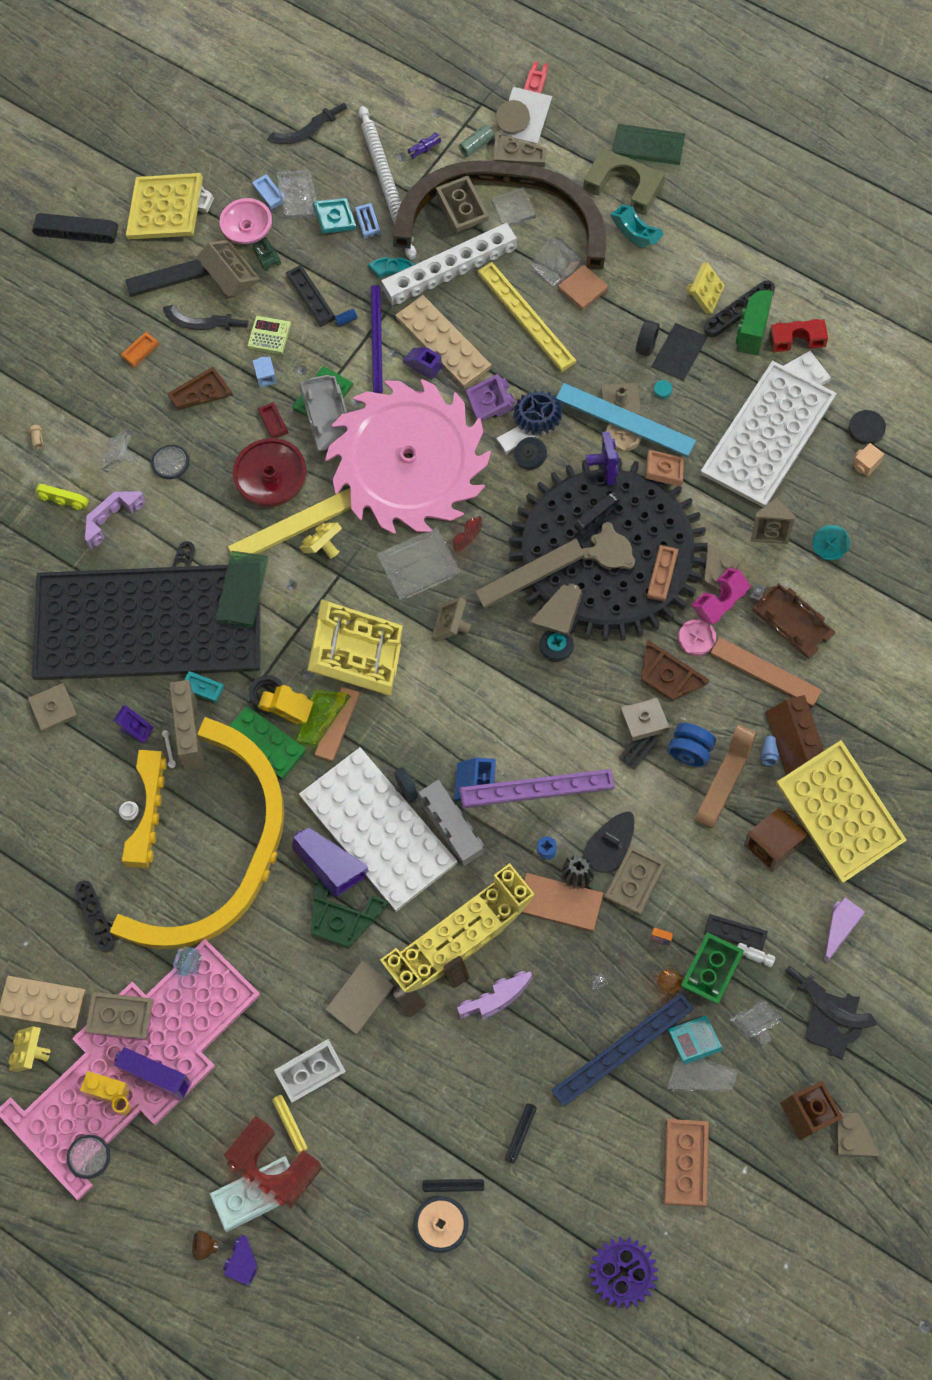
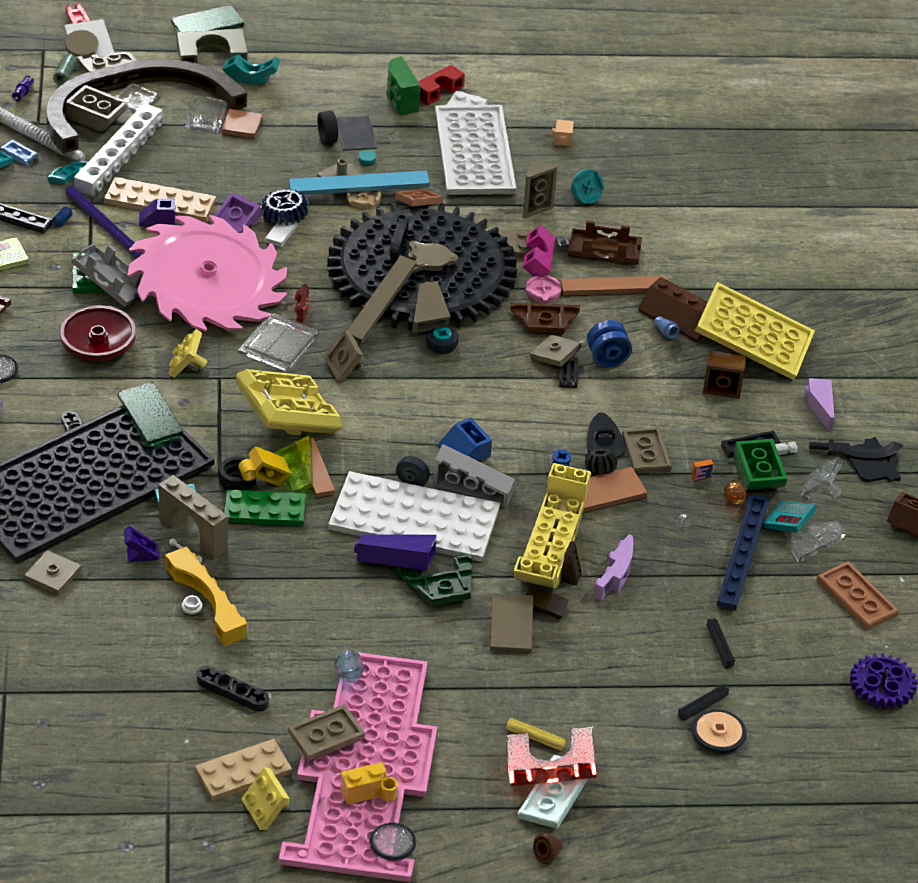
camera: 45 degrees left, 25 degrees down
(152, 1073) = (399, 748): dark purple slope -> none
(242, 1264) = (592, 840): dark purple slope -> none
(258, 871) = (279, 513): yellow arch -> none
(264, 371) = (26, 276): light blue brick -> none
(272, 420) = (61, 305): dark red tile -> none
(295, 524) = (152, 358): light yellow tile -> none
(309, 1070) = (518, 689): white slope -> none
(526, 317) = (213, 158): light yellow tile -> none
(530, 453) = (304, 233): black wheel -> none
(536, 788) = (519, 423): medium lavender tile -> none
(607, 458) = (375, 199): dark purple plate -> none
(662, 573) = (484, 253): nougat tile -> none
(706, 288) = (343, 82): light yellow plate -> none
(725, 780) = (649, 347): medium nougat beam -> none
(731, 312) = (368, 105): black beam -> none
(867, 427) = (542, 117): black tile -> none

